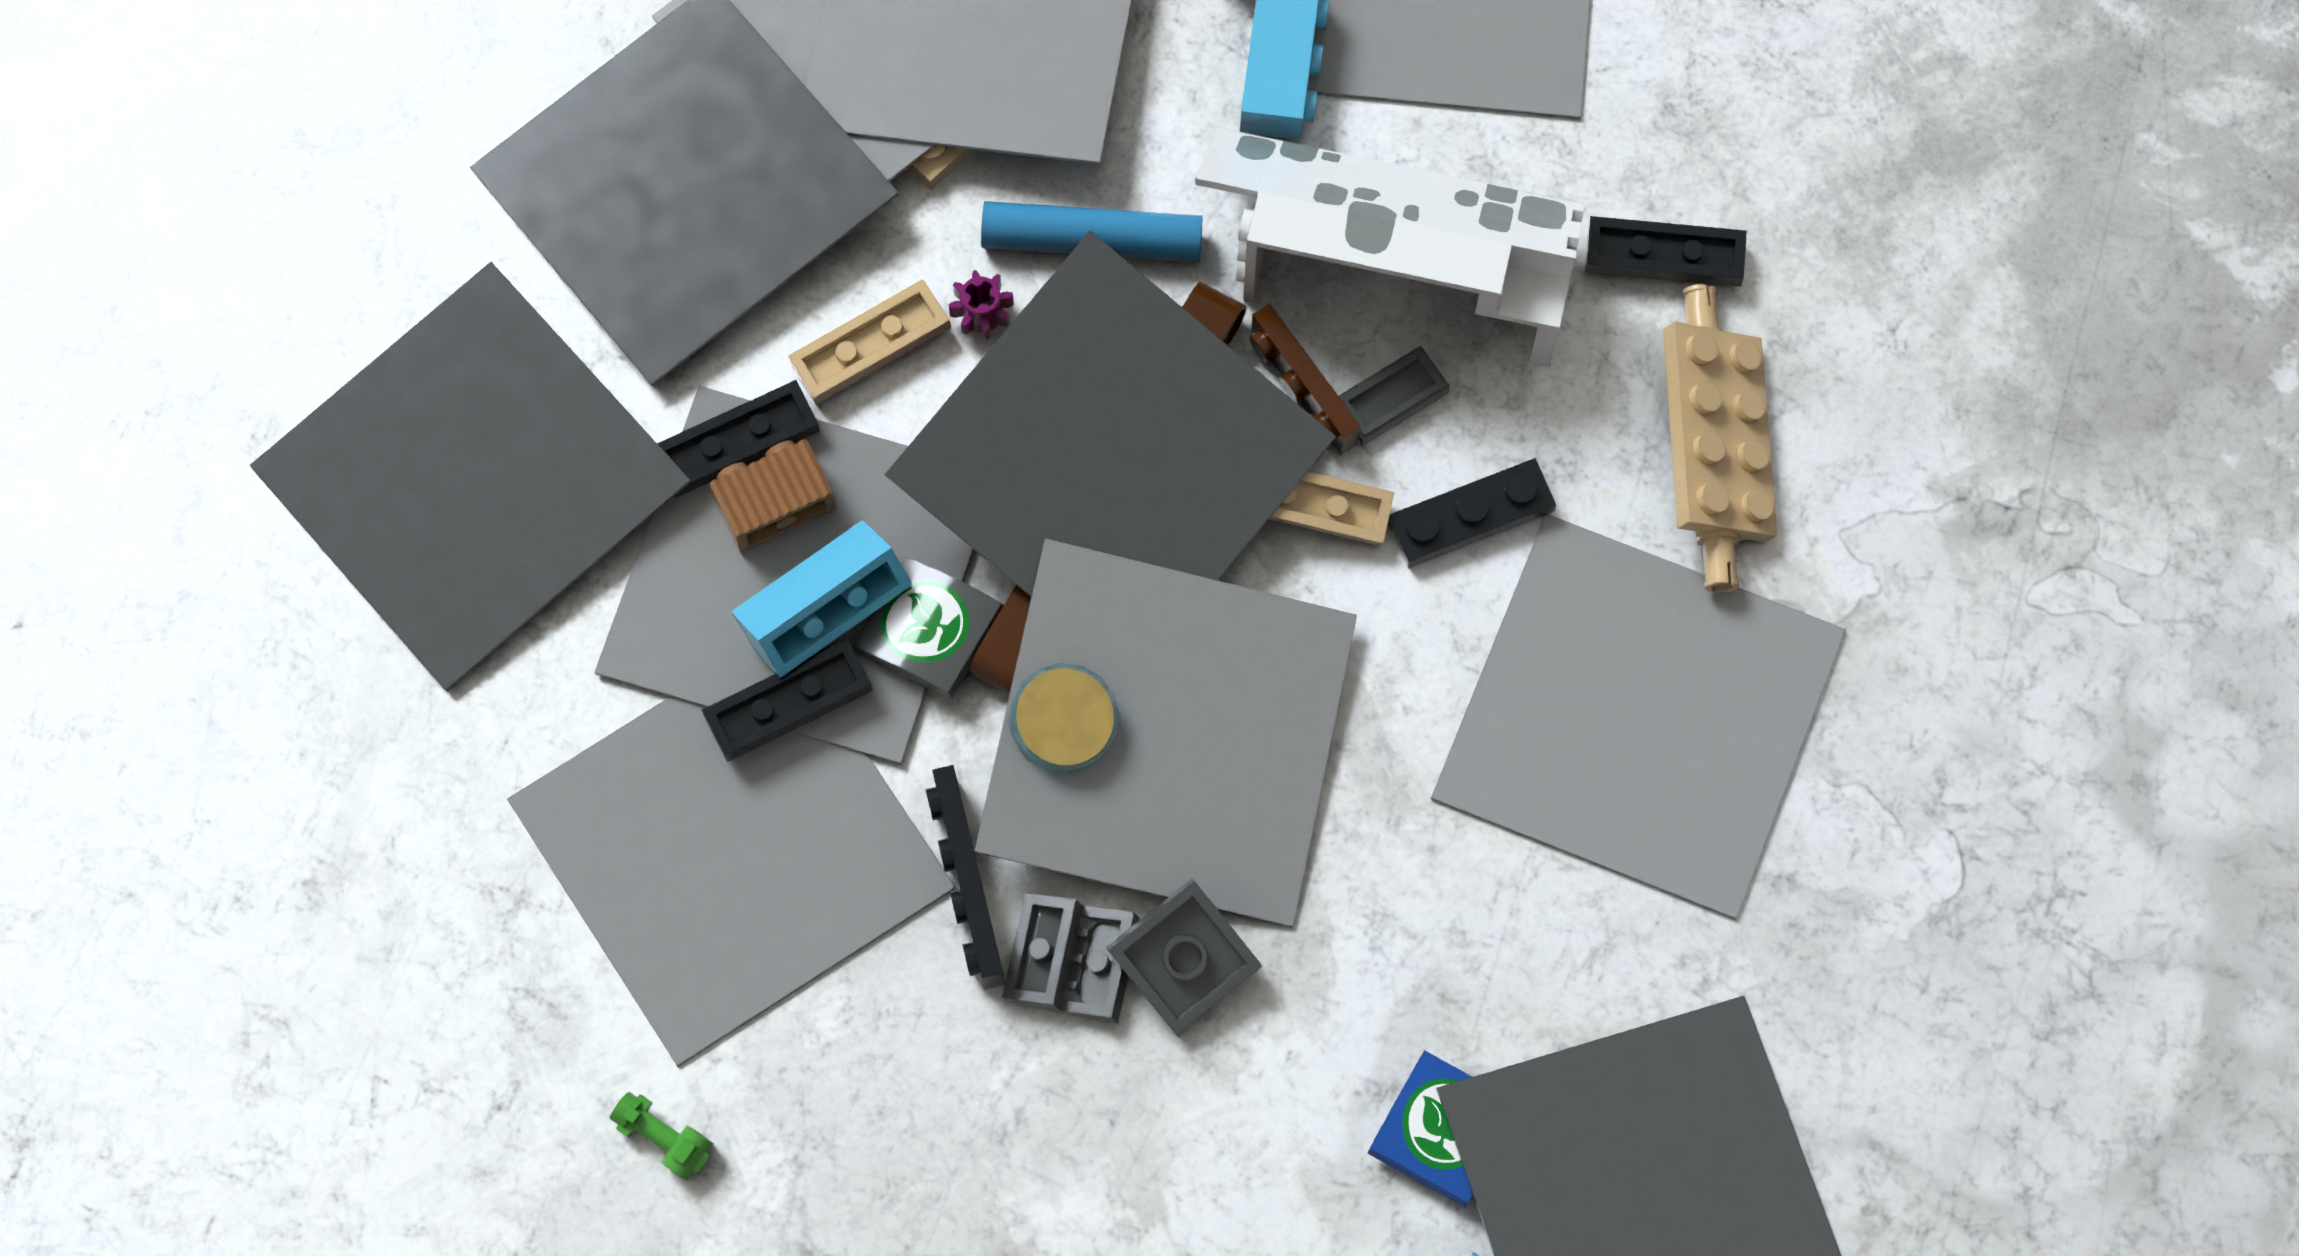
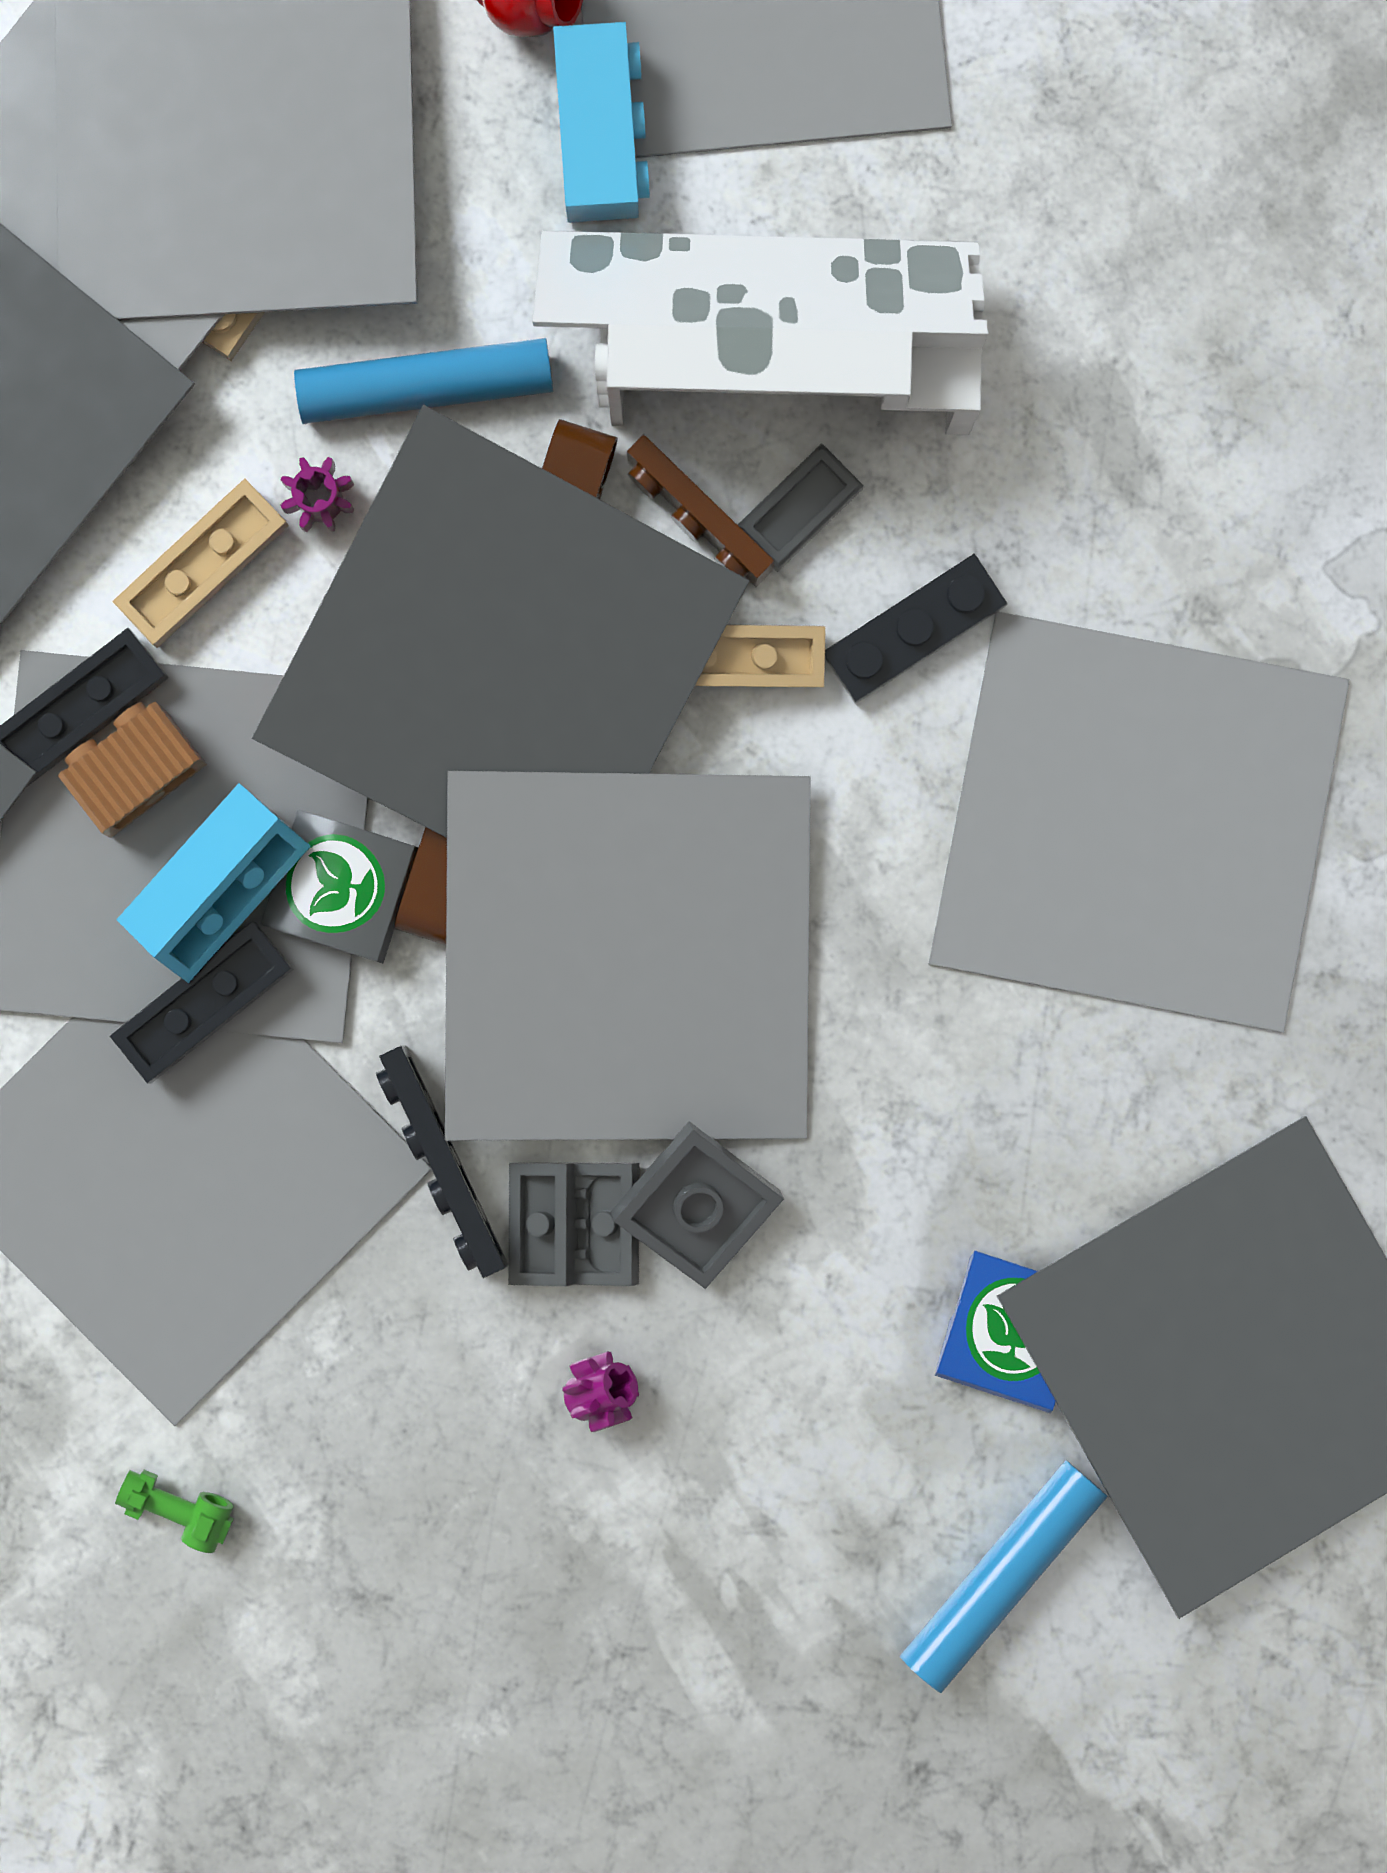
camera: 15 degrees left, 15 degrees up
(1063, 718) = (512, 973): pearl gold tile -> none
(1064, 1103) = (600, 1391): none -> magenta gear
(1665, 251) = (1077, 274): black plate -> none
(1718, 436) = (1174, 484): tan plate -> none

